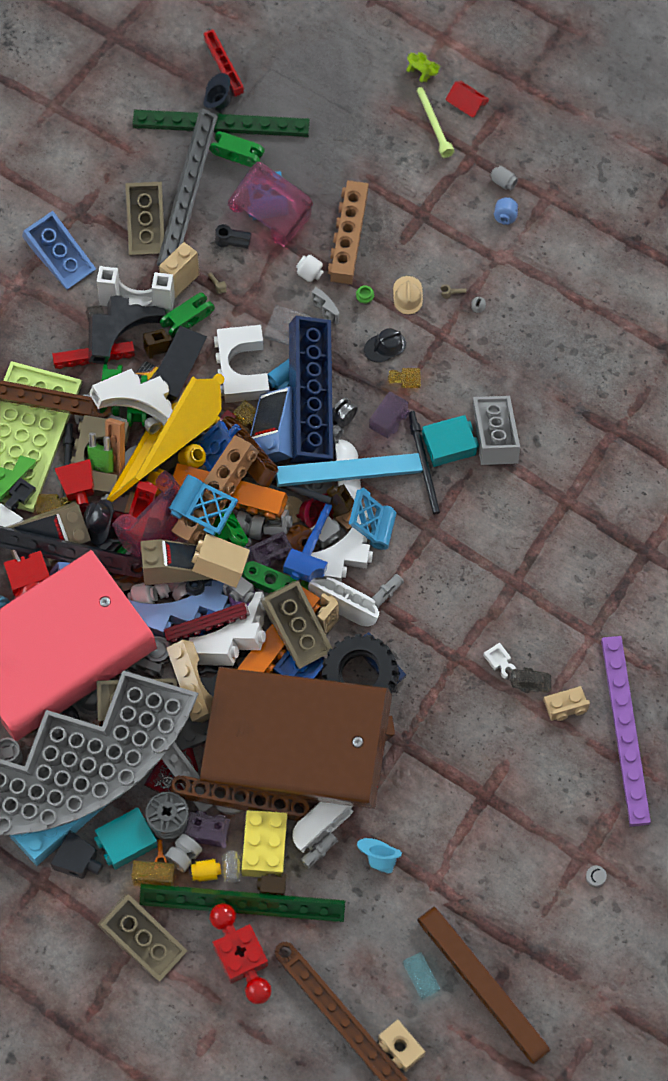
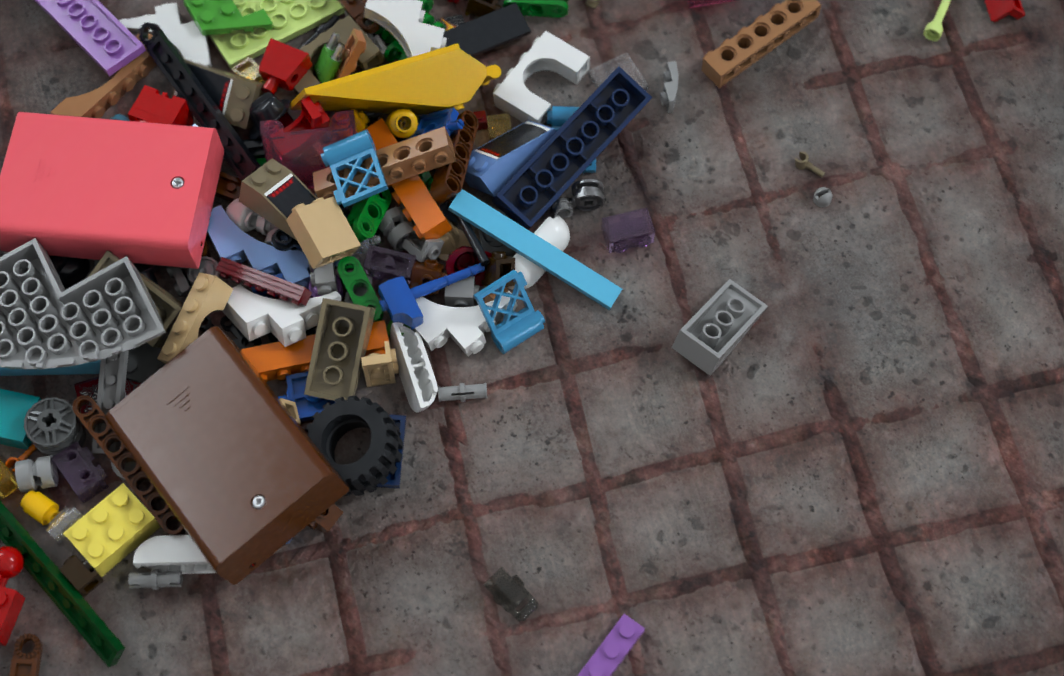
camera: 45 degrees right, 0 degrees up
(21, 493) = (230, 40): black plate -> none
(309, 268) = (690, 42): white head -> none
(364, 294) = (720, 105): bright green plate -> none
(379, 854) = (201, 631): medium azure piece -> none
(385, 345) = (693, 166): black piece -> none
(408, 295) = (762, 137): tan piece -> none
(408, 377) = (684, 212): clear yellow plate -> none
(415, 430) = (642, 266): black bar -> none
(449, 440) = (663, 300): teal brick -> none
(499, 658) = (502, 546): white plate -> none
(504, 178) = (965, 97): light grey brick -> none
(507, 210) = (936, 129): medium blue head -> none
(566, 703) = (524, 647): tan bracket -> none

